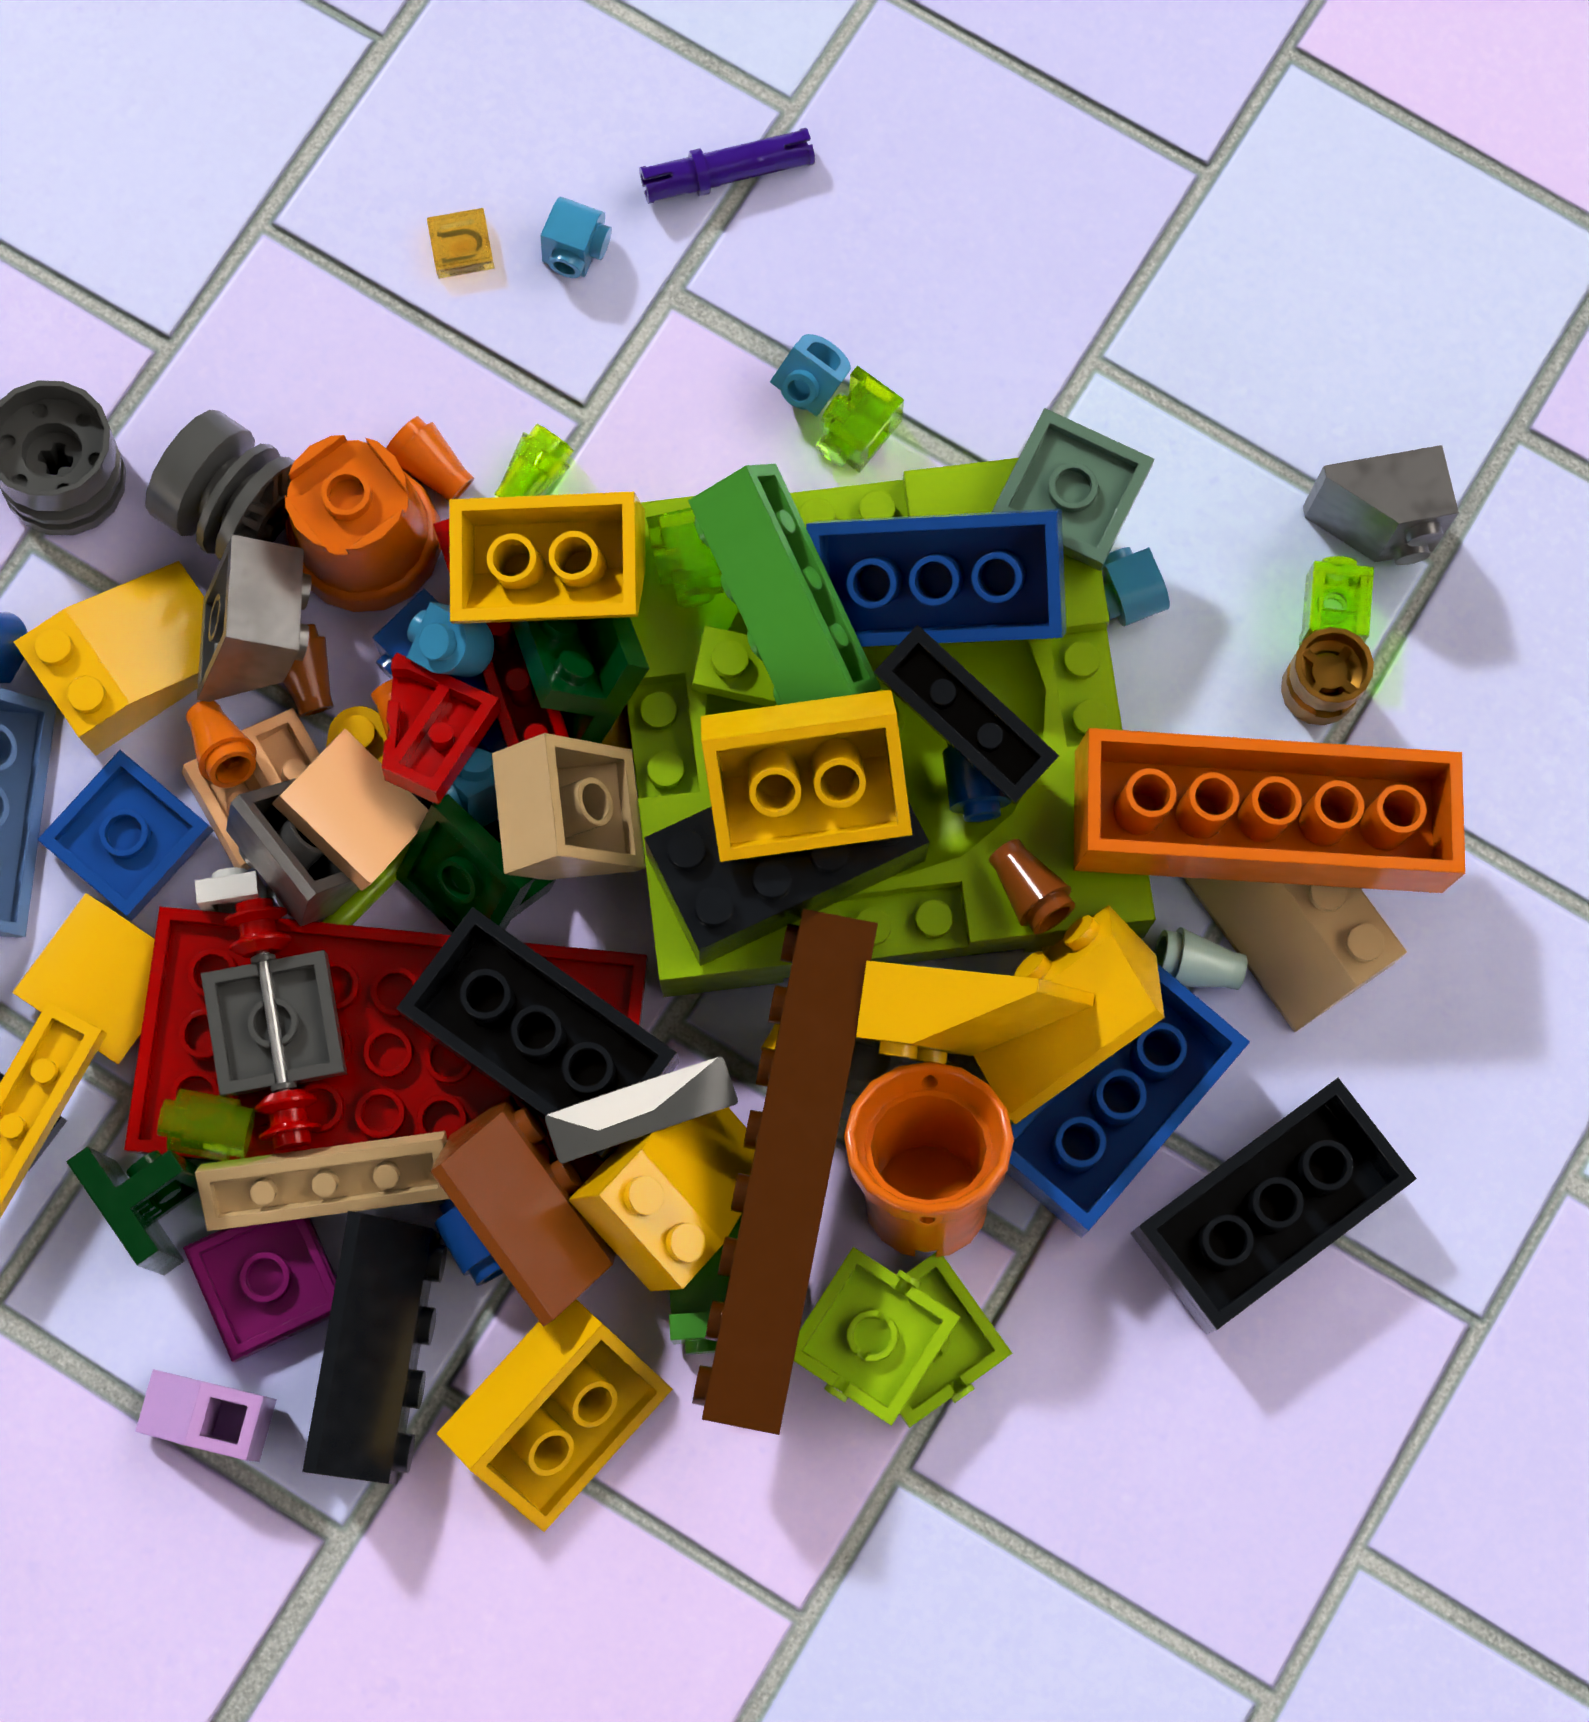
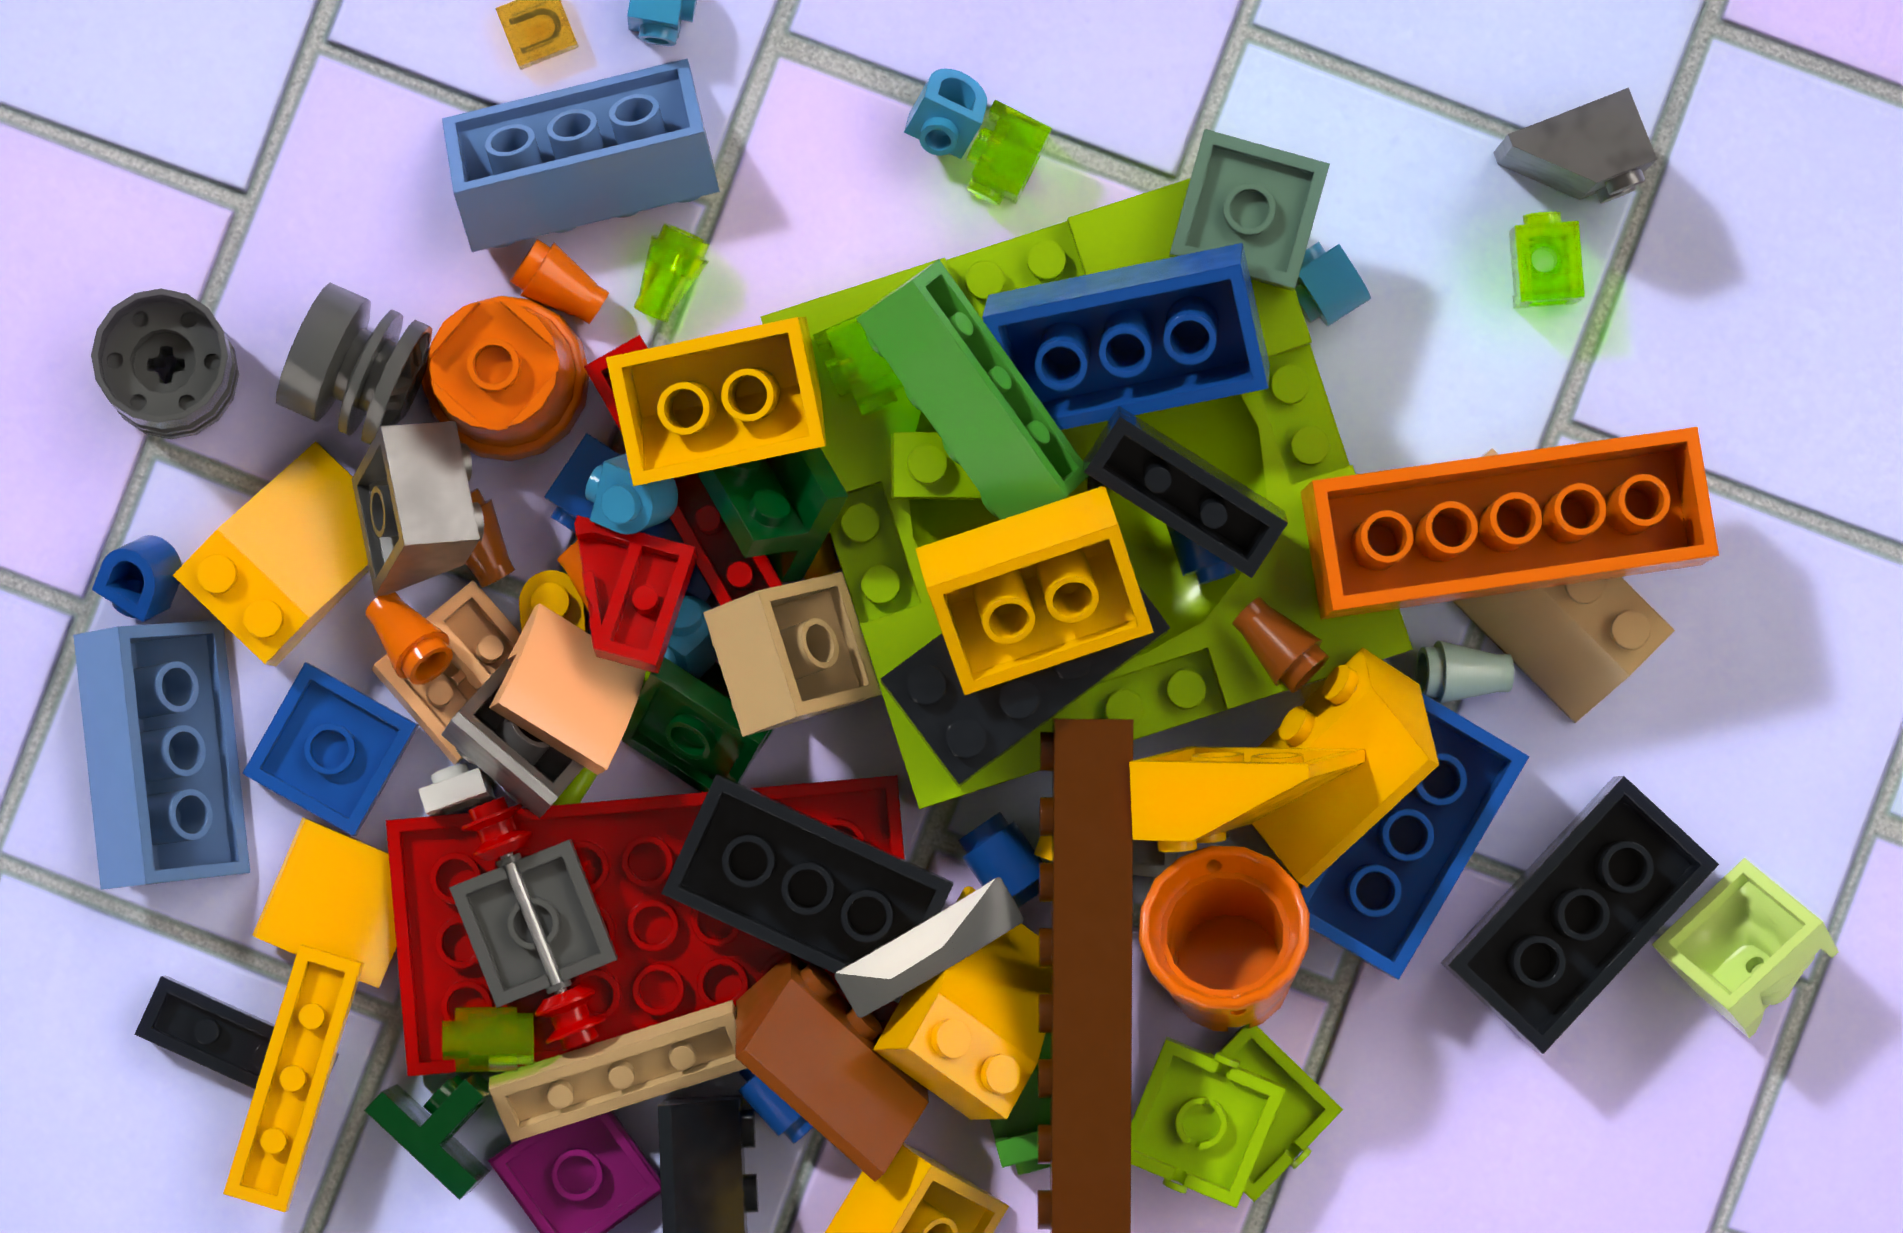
camera: 10 degrees left, 10 degrees up
(472, 356) = (579, 155): none -> medium blue slope
(735, 1040) = (1003, 852): none -> blue brick
(1327, 676) = (1548, 345): pearl gold wheel -> none
(1428, 1267) = (1744, 945): none -> yellowish green brick

